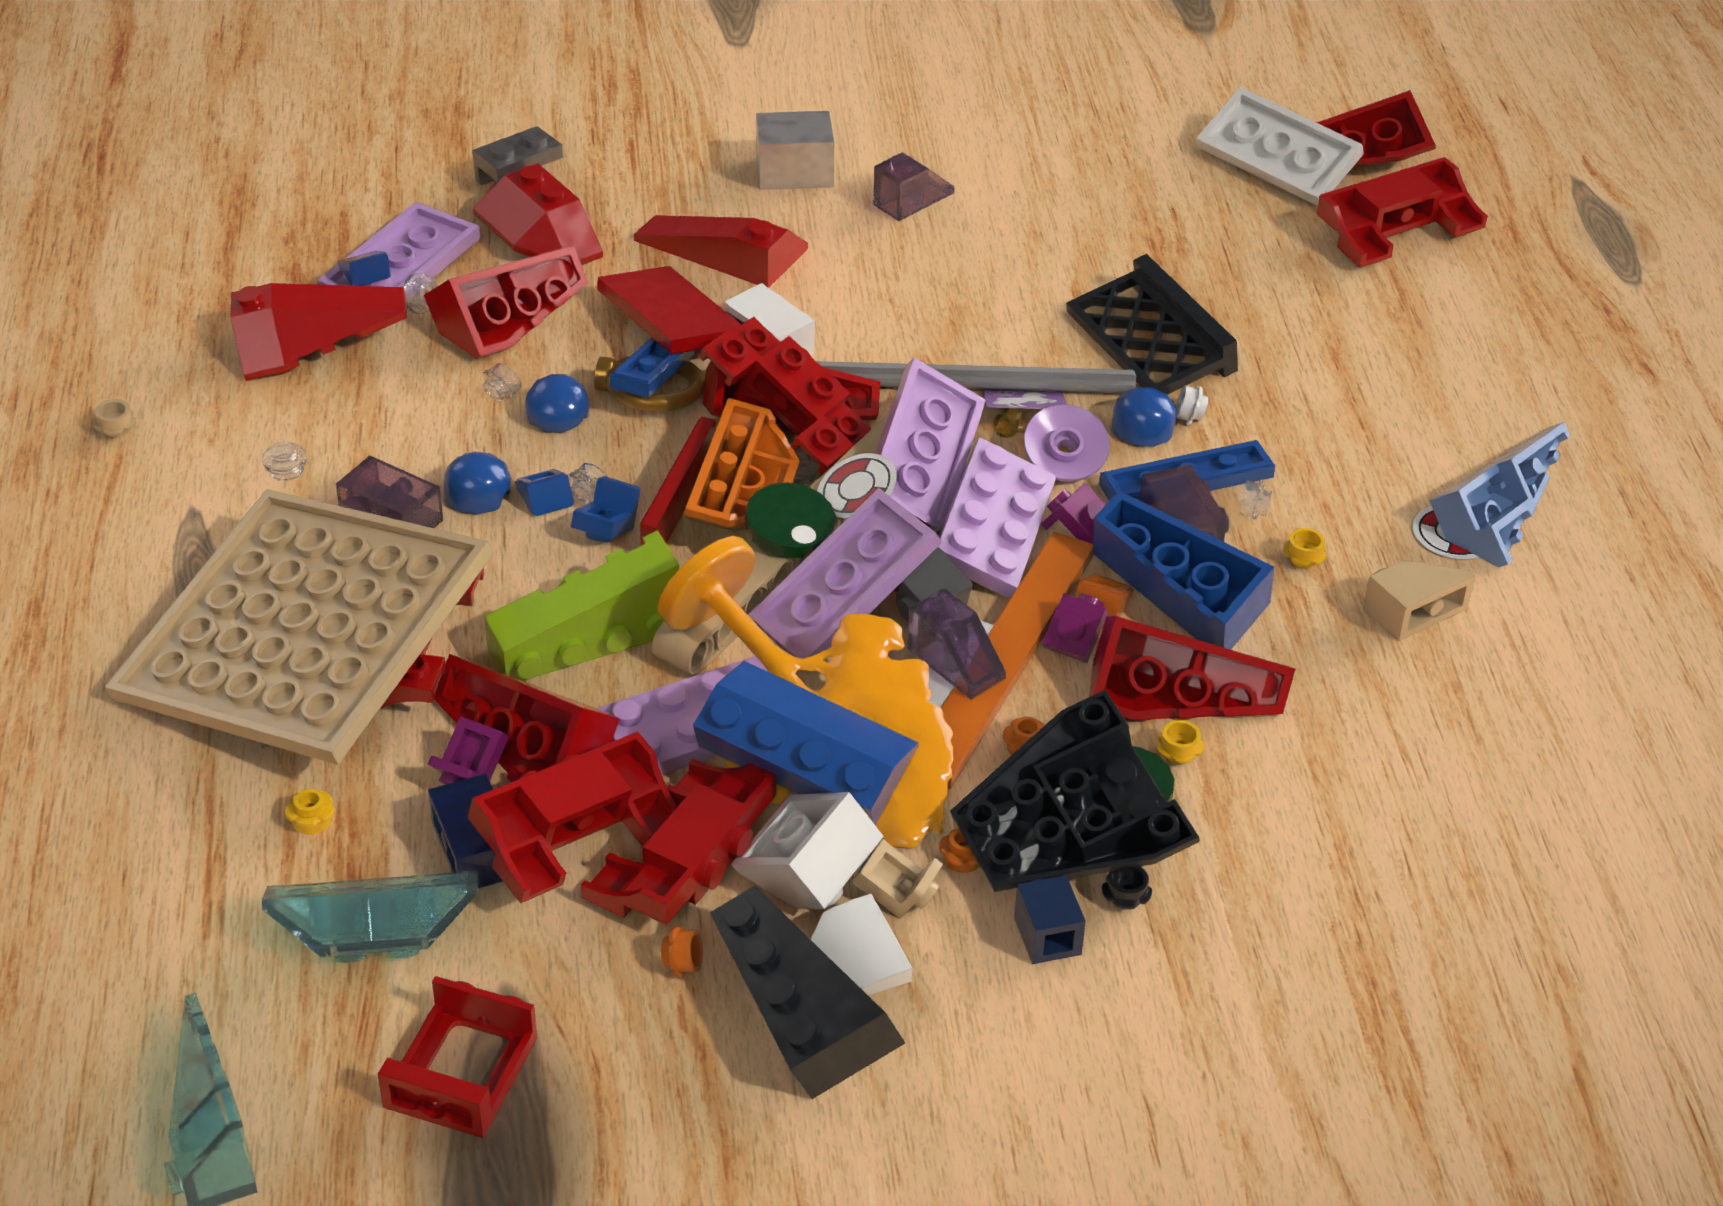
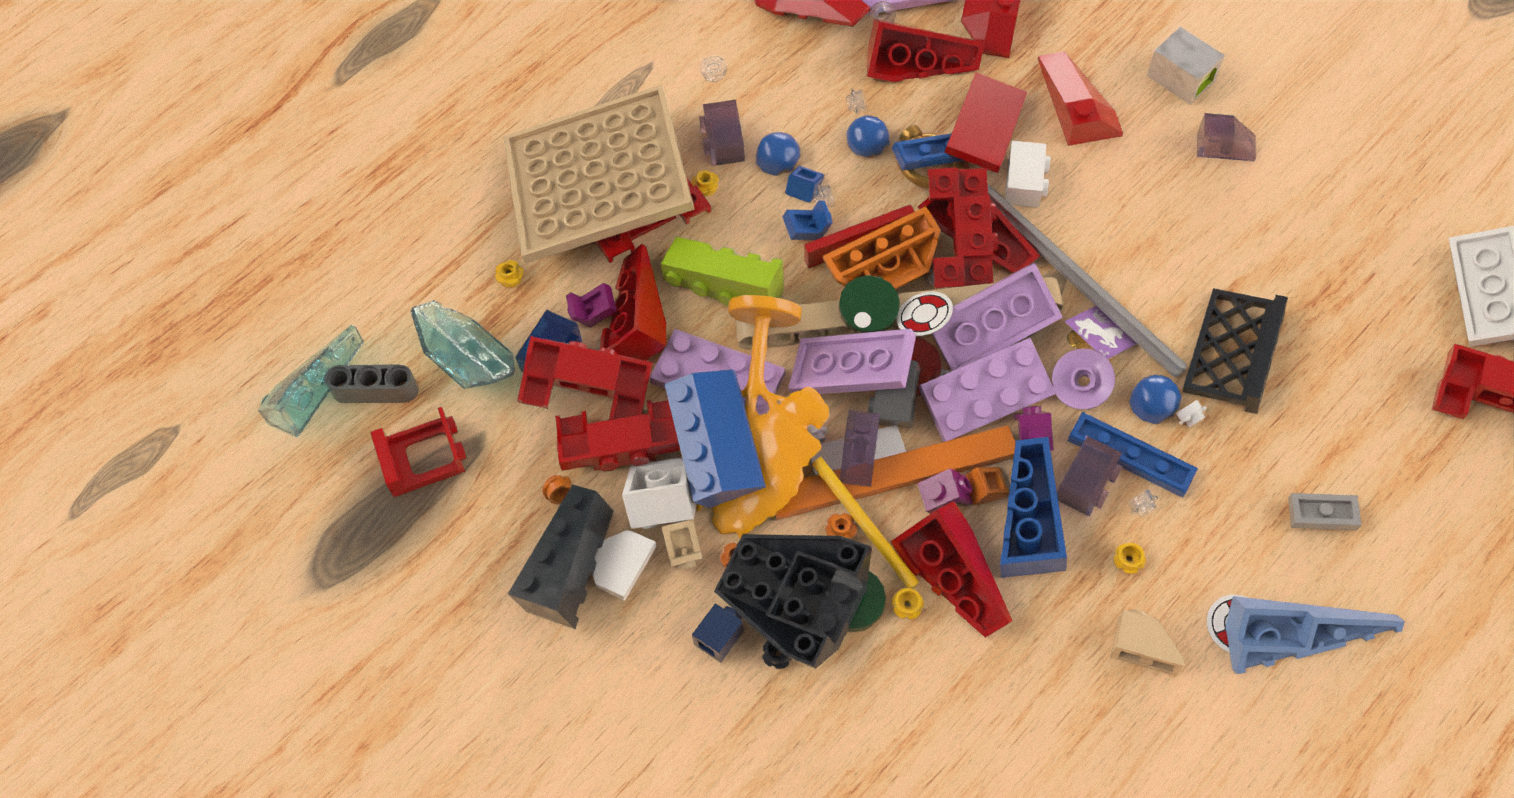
camera: 55 degrees right, 20 degrees up
(292, 1042) = (360, 376): none -> dark grey beam
(1028, 706) = (865, 523): none -> yellow piece
(1396, 393) = (1324, 511): none -> light grey plate

